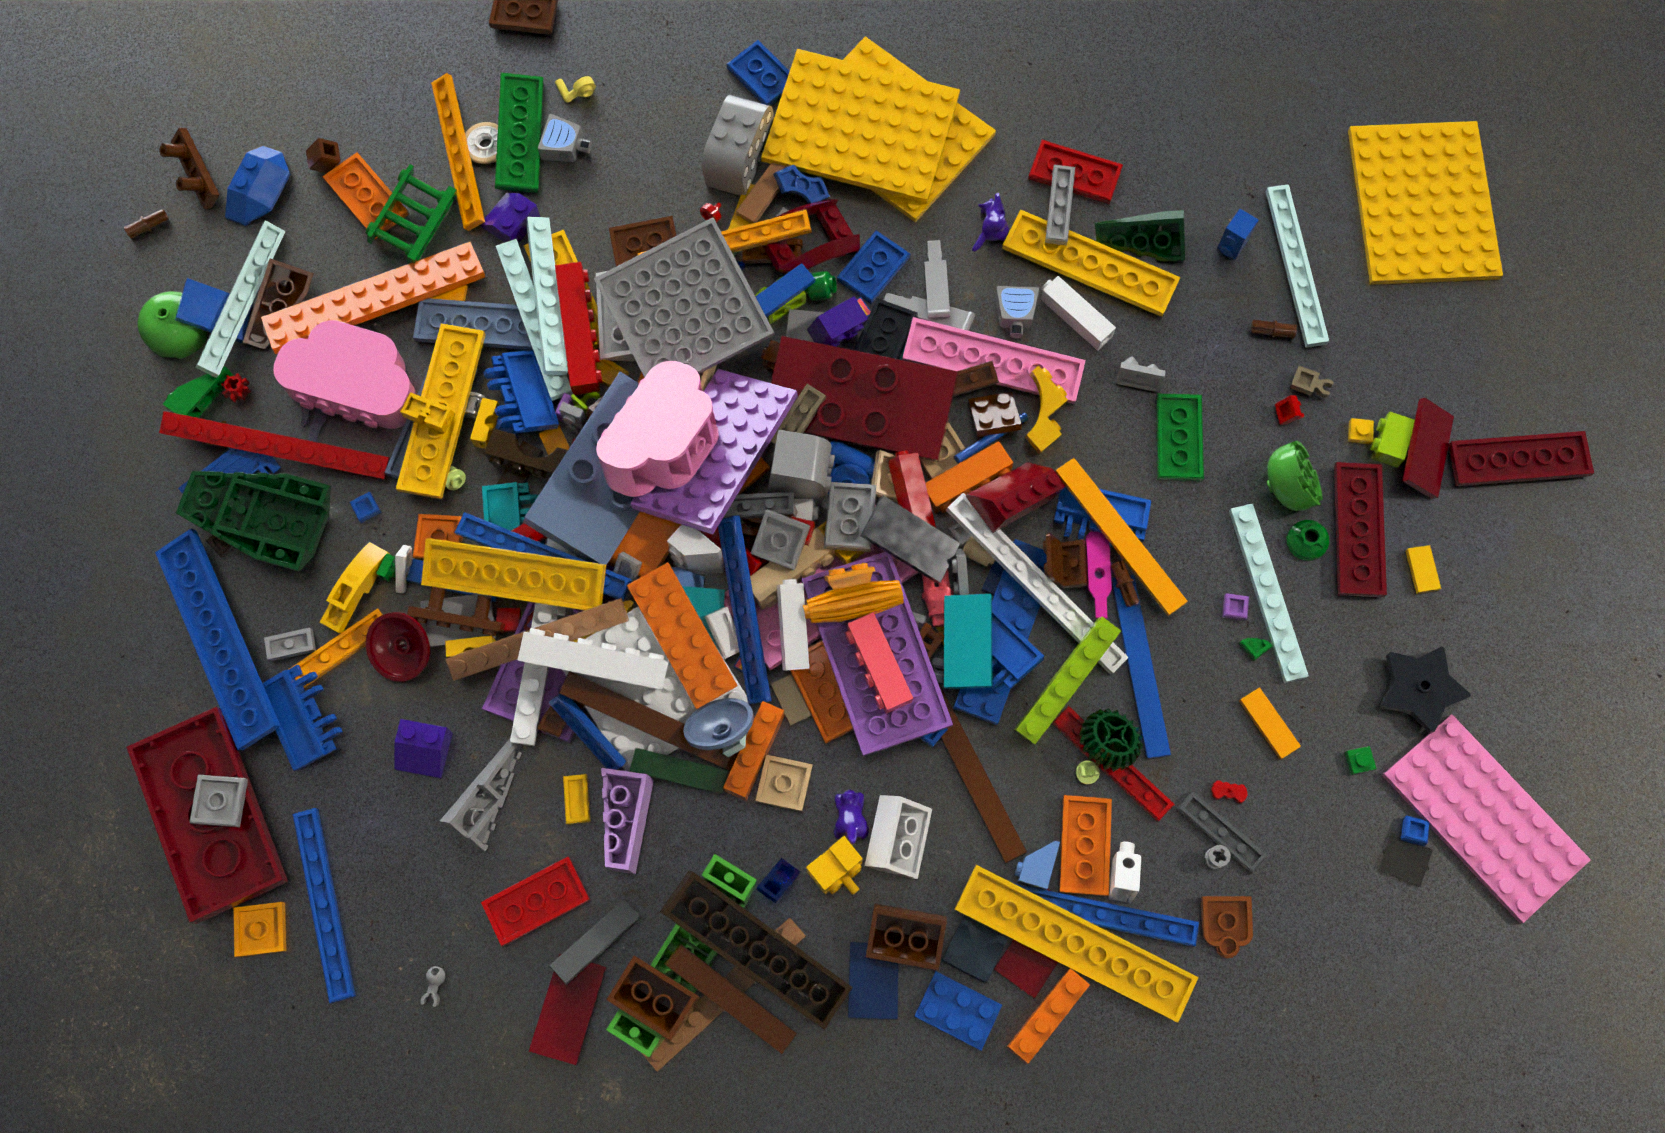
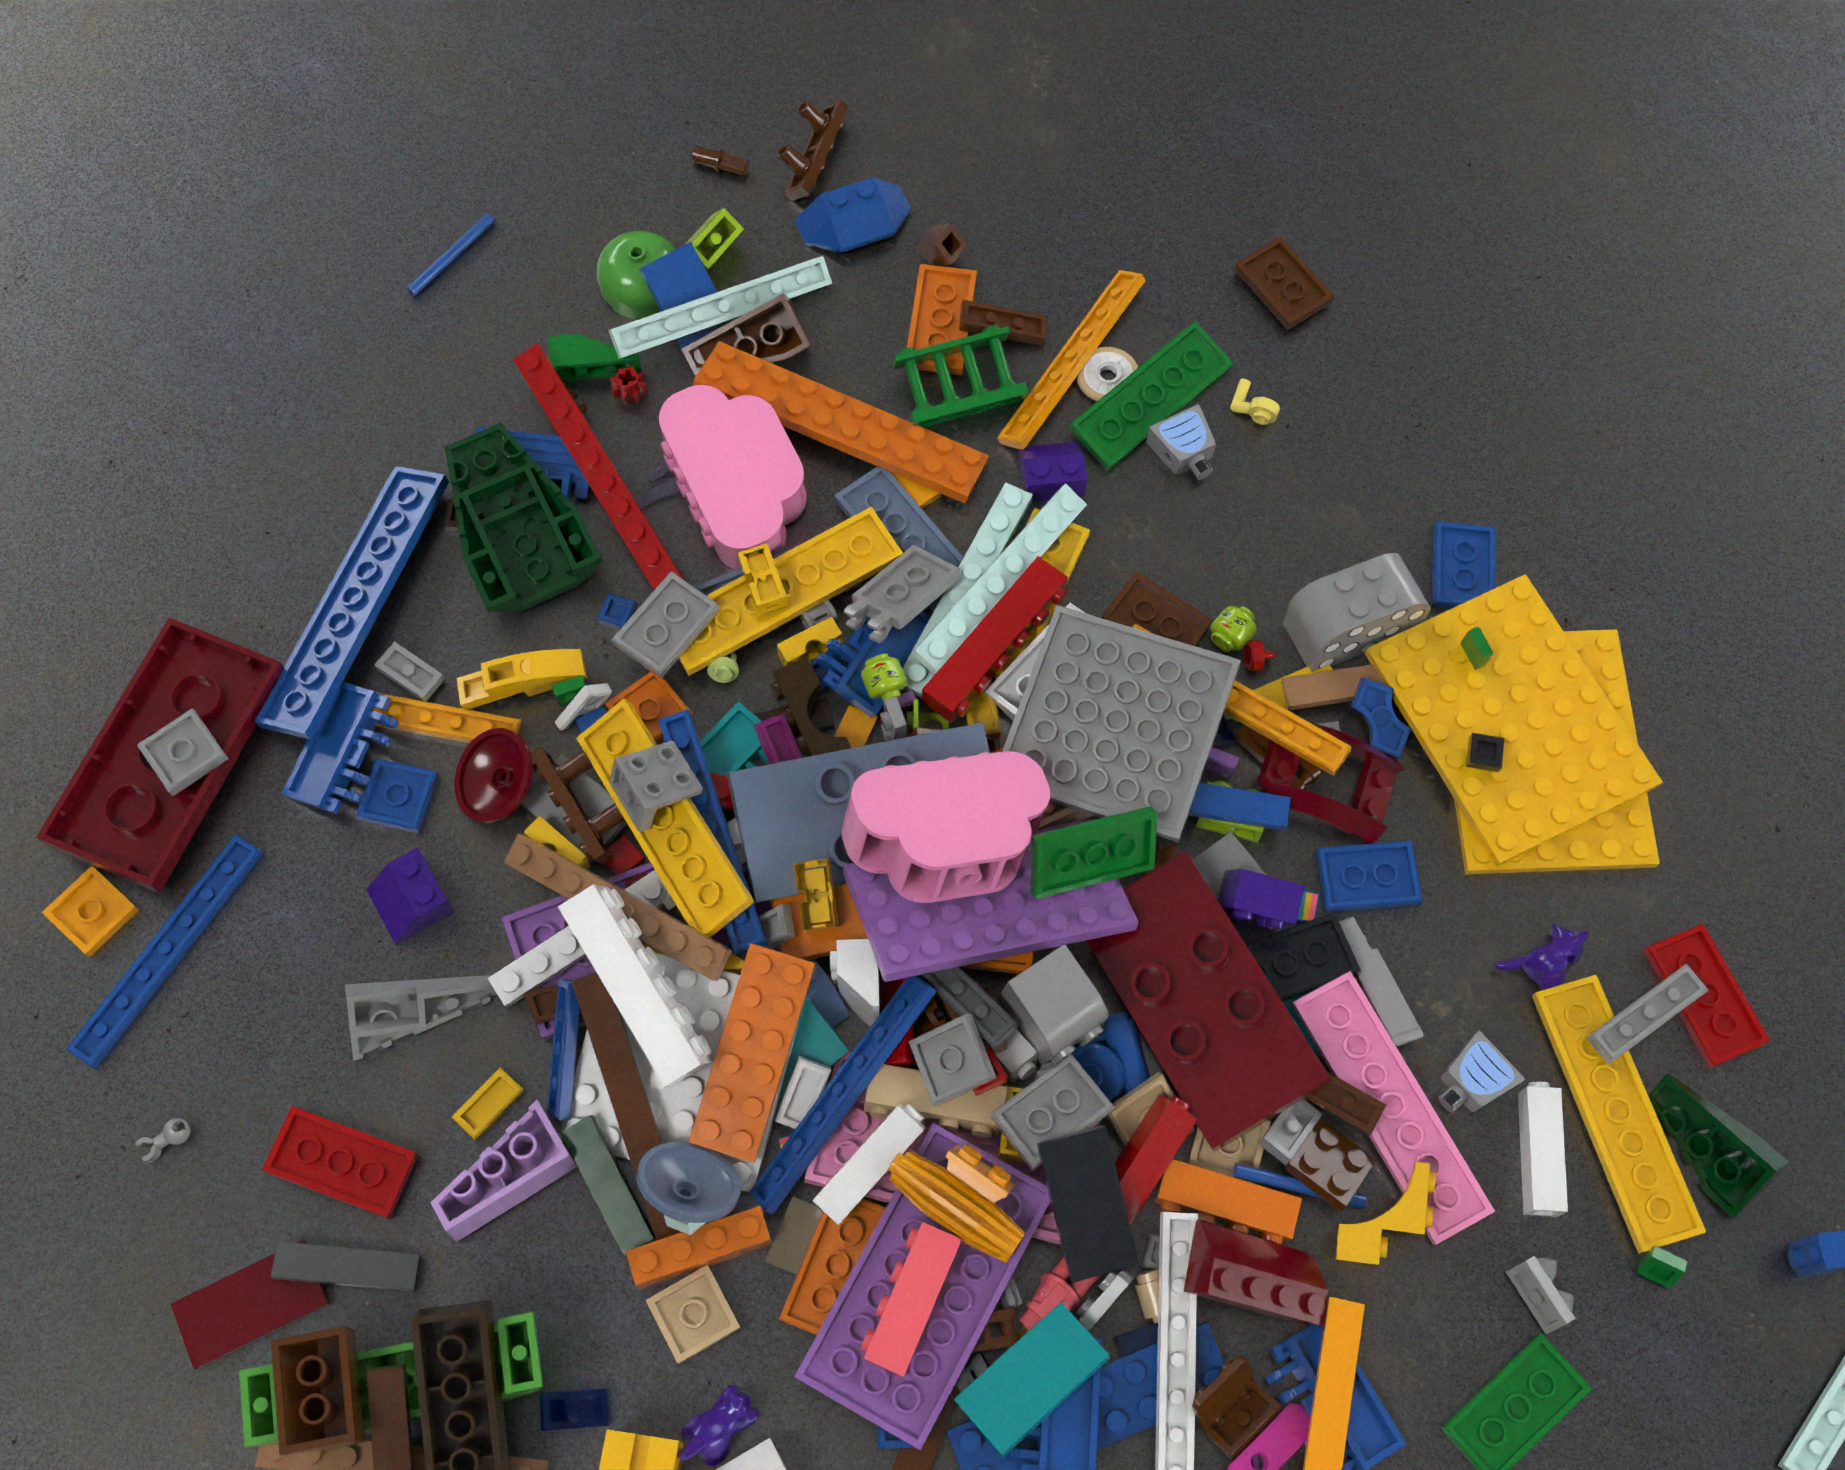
camera: 45 degrees right, 5 degrees down
(49, 416) = (450, 255): none -> blue bar
(193, 264) = (715, 236): none -> lime brick
(356, 709) = (397, 795): none -> blue tile
(388, 173) = (1023, 325): none -> reddish brown tile
(402, 484) = (666, 624): none -> light grey tile
(488, 562) = (652, 781): none -> light grey bracket
(505, 350) = (900, 592): none -> light grey tile
(524, 484) = (777, 739): none -> magenta tile
(544, 400) = (883, 677): none -> lime head
(632, 530) = (818, 894): none -> yellow piece
(686, 210) = (1233, 628): none -> lime head
(742, 377) = (1093, 852): none -> green plate
(753, 279) = (1221, 763): none -> medium lavender tile
(802, 411) = (1118, 951): dark tan plate -> none
(813, 106) = (1476, 648): none -> green tile
(823, 287) = (1290, 844): green head -> none
(868, 152) = (1485, 752): none -> black plate
(936, 282) = (1418, 960): light grey piece -> none
(961, 417) = (1290, 1130): none -> light grey plate
(1177, 311) = (1662, 1267): none -> green plate
(1273, 328) = (1760, 1404): reddish brown axle -> none

